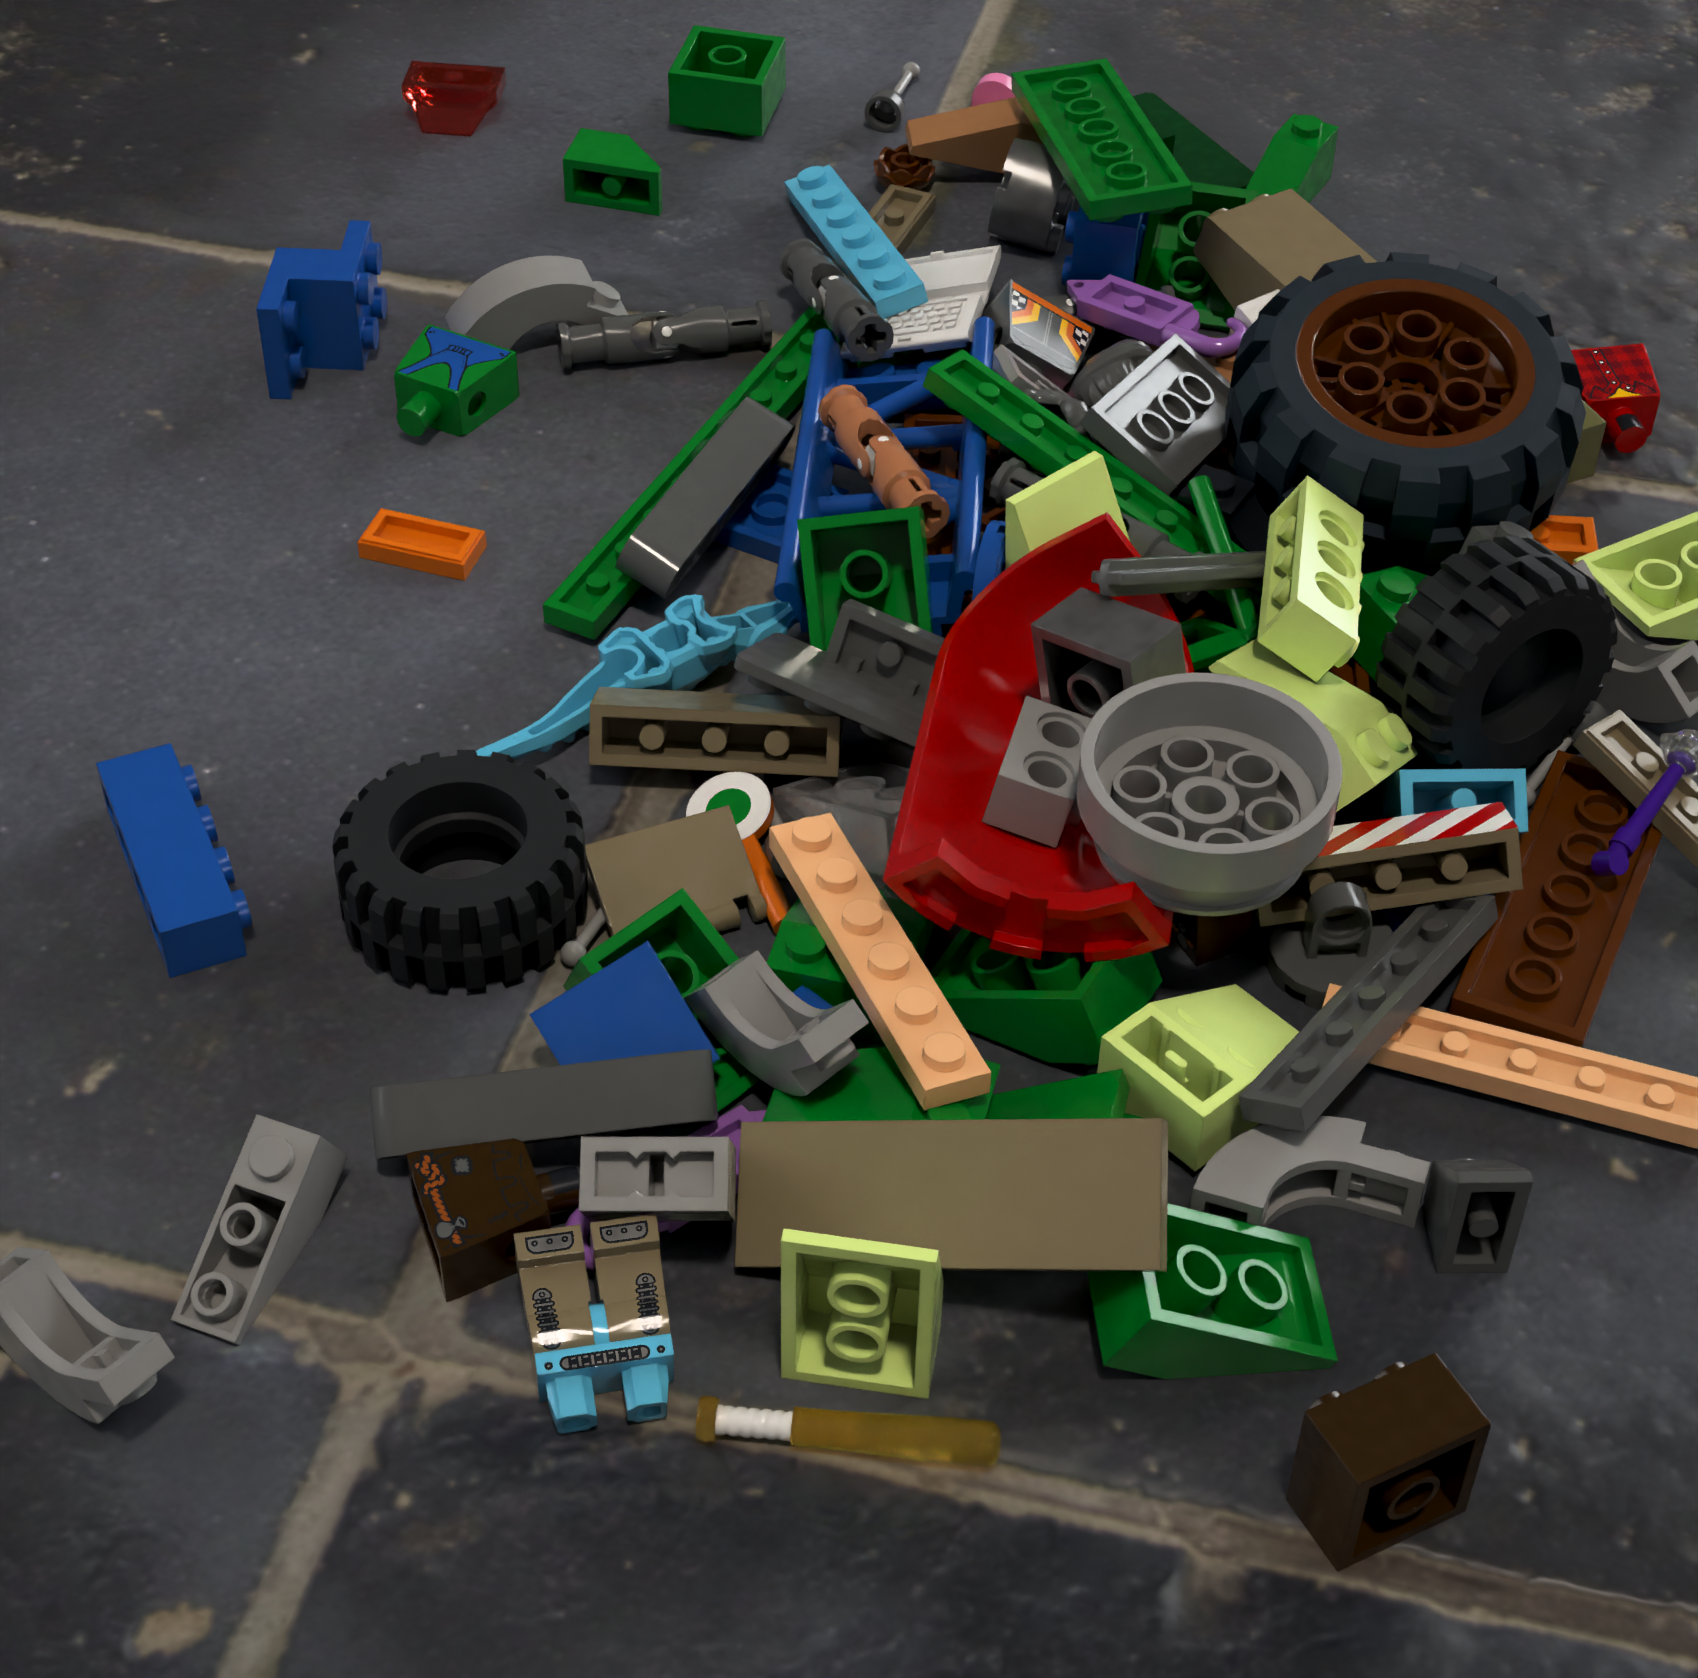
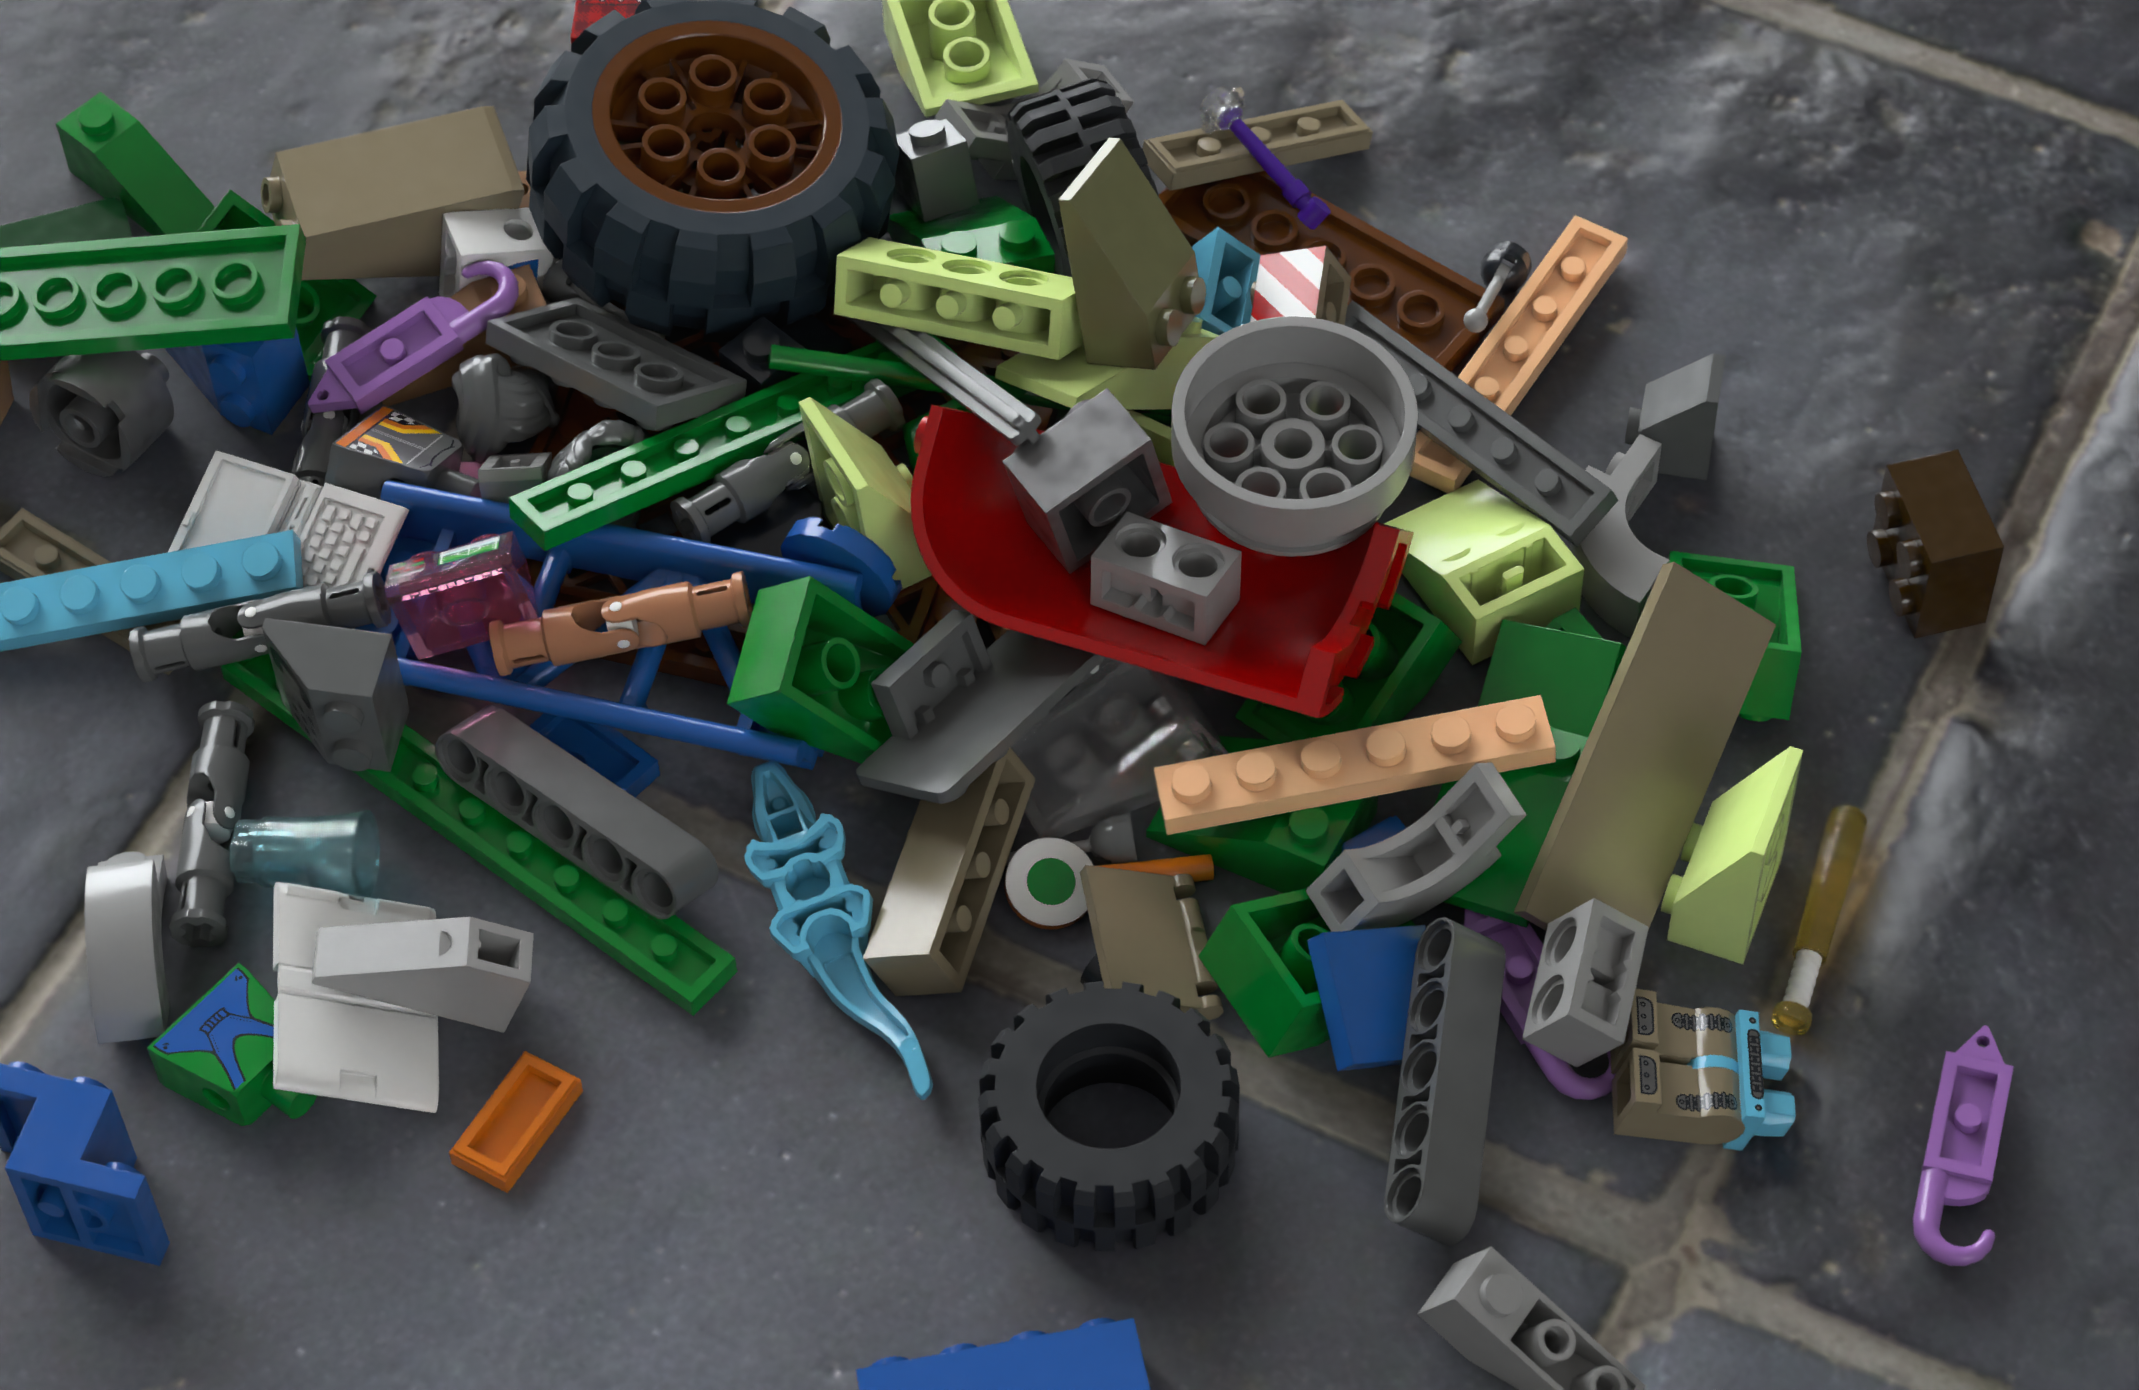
camera: 75 degrees left, 10 degrees up
(476, 1201) = (1547, 1154): dark brown torso -> none
(507, 424) = (339, 1040): none -> white piece
(530, 447) = (434, 966): none -> light grey slope
(568, 1594) = (1962, 1144): none -> medium lavender plate
(642, 388) = (309, 851): none -> clear light blue plant
(762, 334) = (341, 690): none -> dark grey slope
(879, 363) = (455, 593): none -> clear pink slope
(1375, 630) = (1127, 263): none -> olive slope
(1623, 1037) = (1498, 278): none -> black hinge

